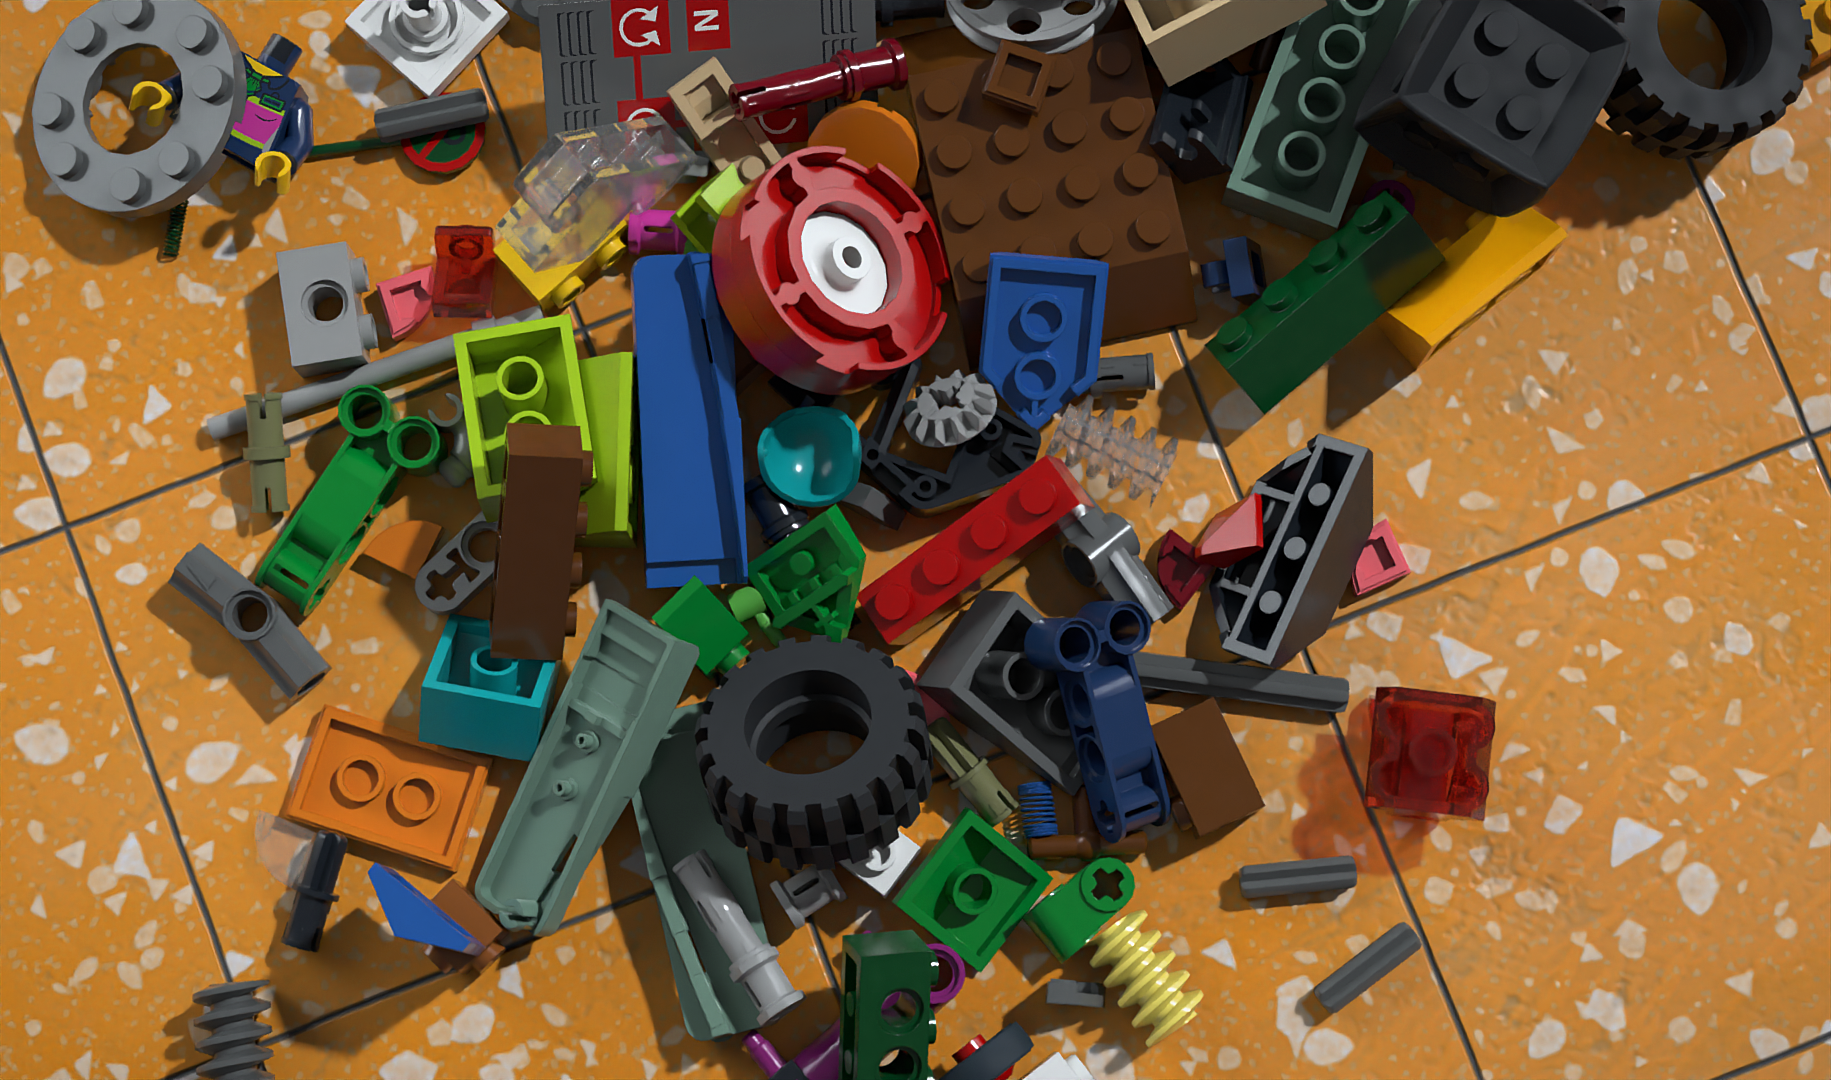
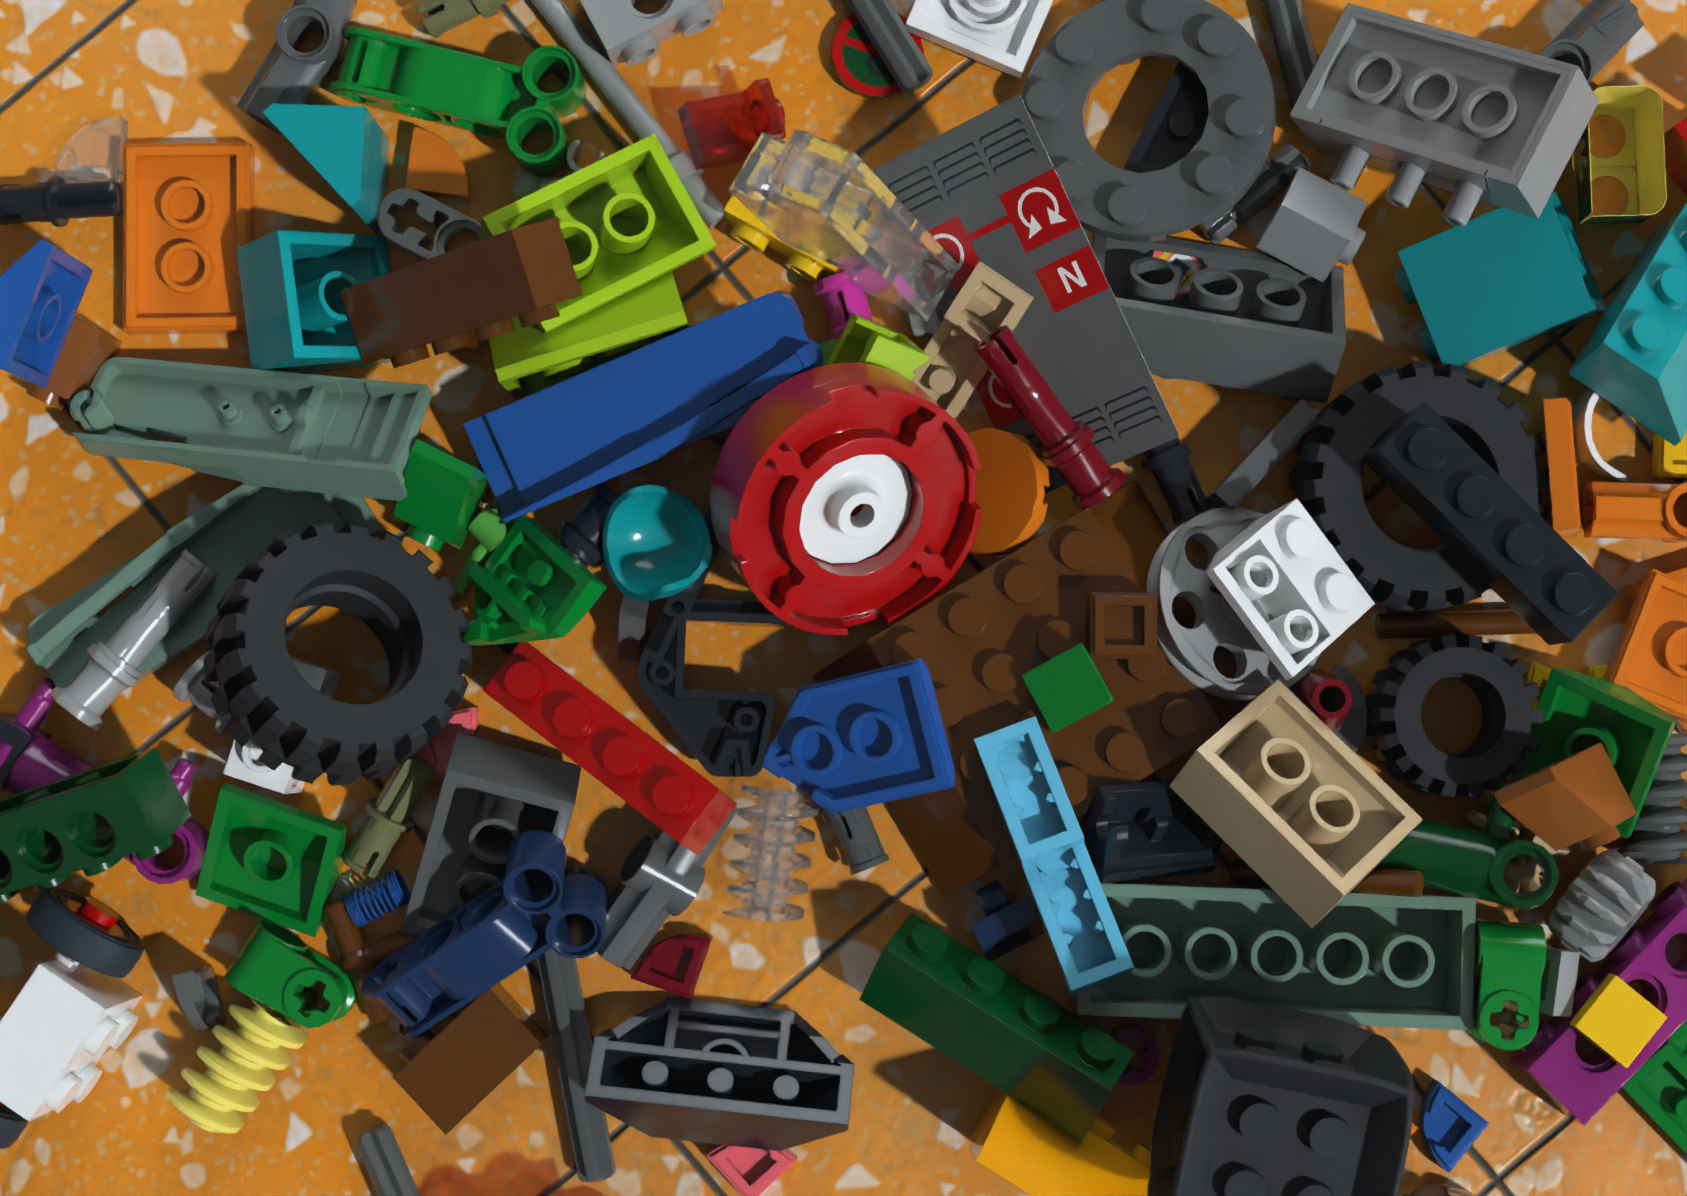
camera: 70 degrees right, 5 degrees up
(367, 619) = (344, 149): none -> teal slope
(407, 301) = (687, 77): coral tile -> none
(950, 425) = (728, 677): light grey gear -> none
(1056, 139) = (1067, 687): none -> green slope
(1197, 200) = (1053, 856): none -> medium azure slope
(1233, 533) = (724, 1006): slope -> none

